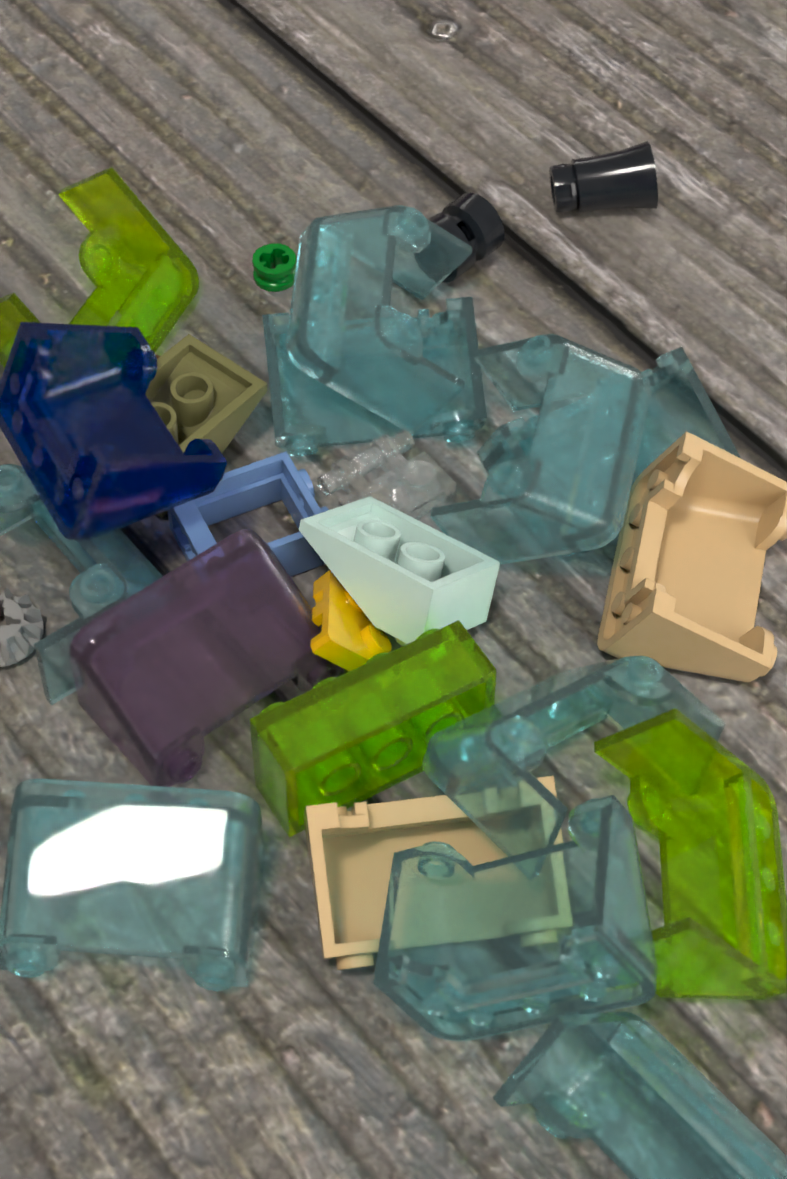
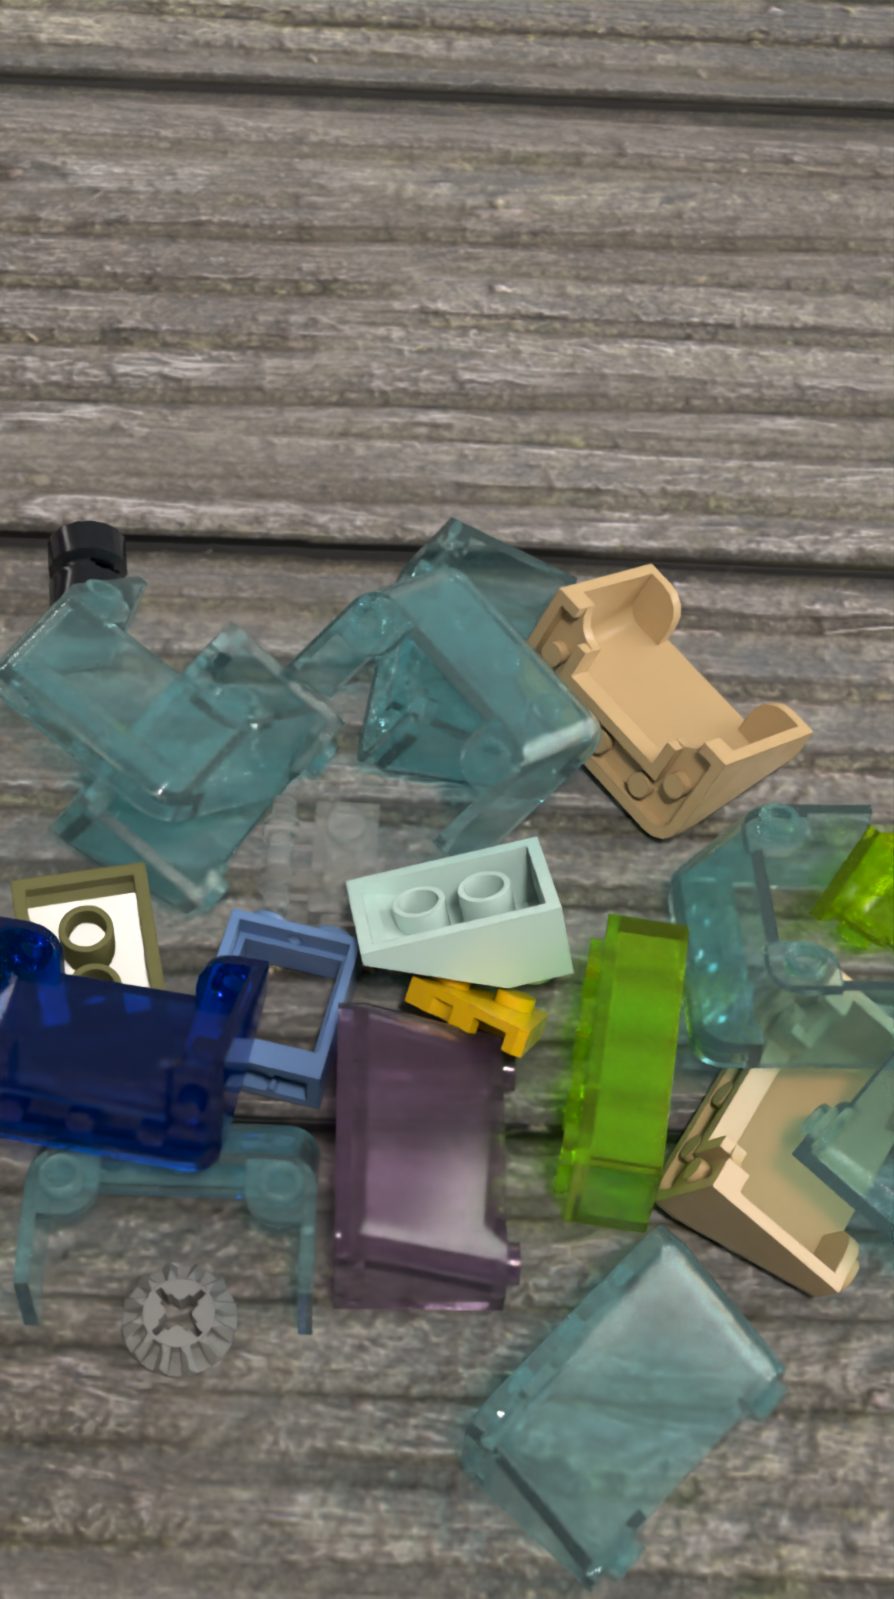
camera: 55 degrees left, 5 degrees up
(606, 181) = (142, 417): black plant -> none

